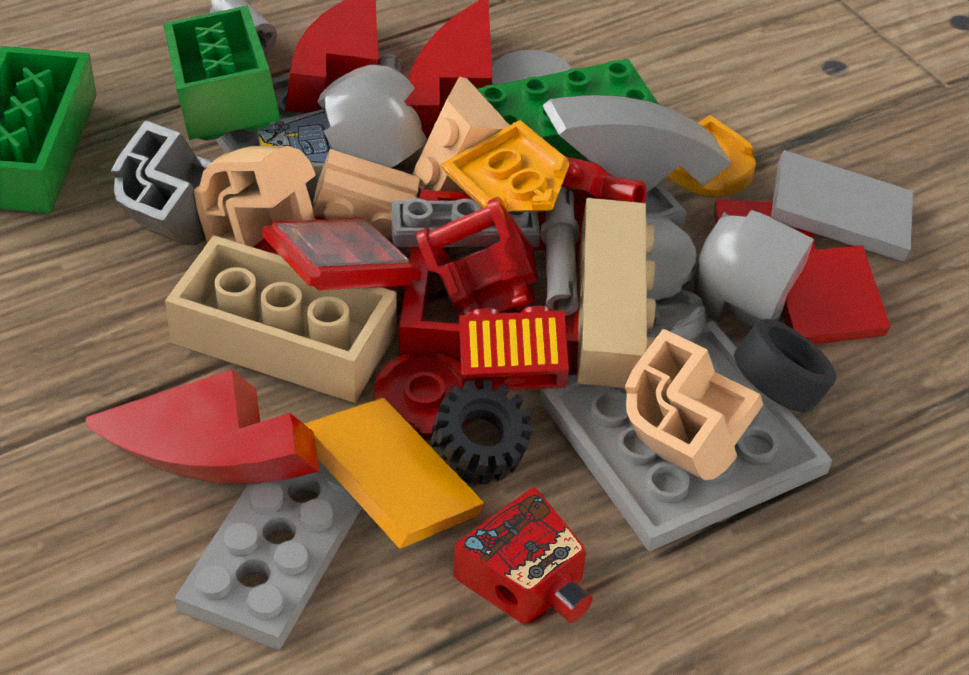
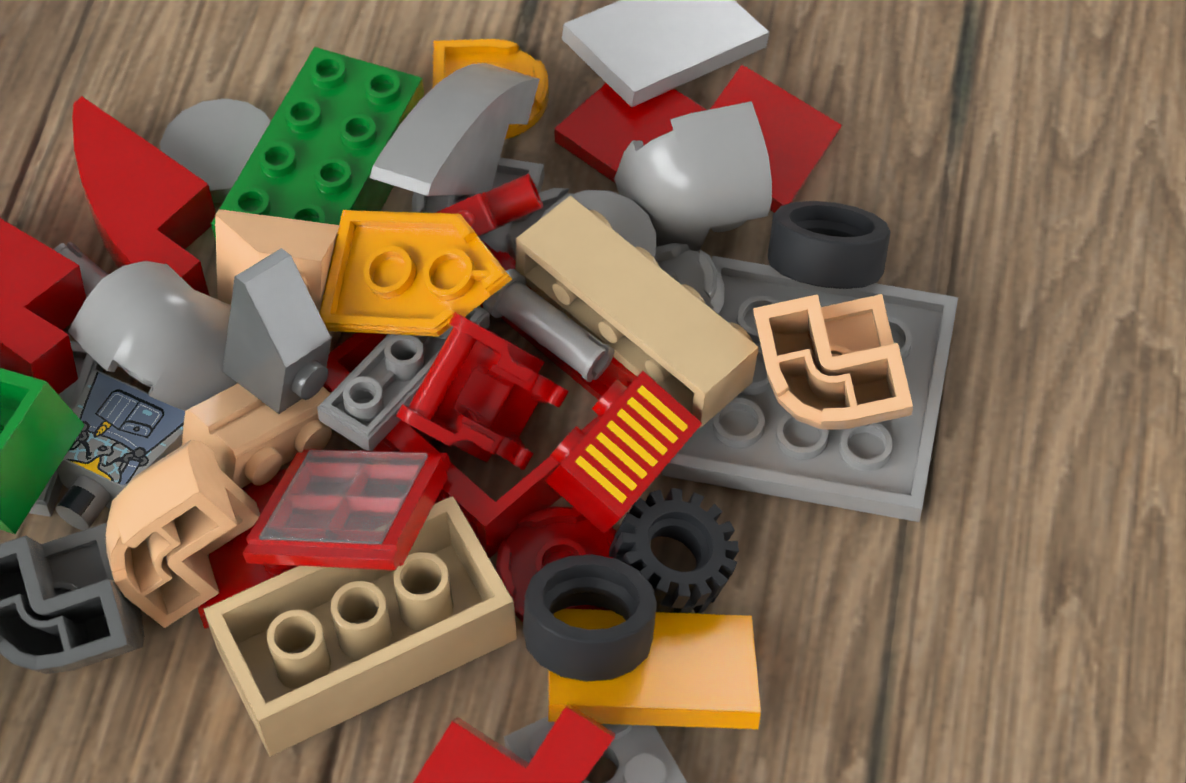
camera: 45 degrees left, 10 degrees up
(377, 432) = (580, 651): none -> black tyre
(409, 142) = (276, 334): none -> dark grey slope
(525, 561) = (857, 630): red torso -> none

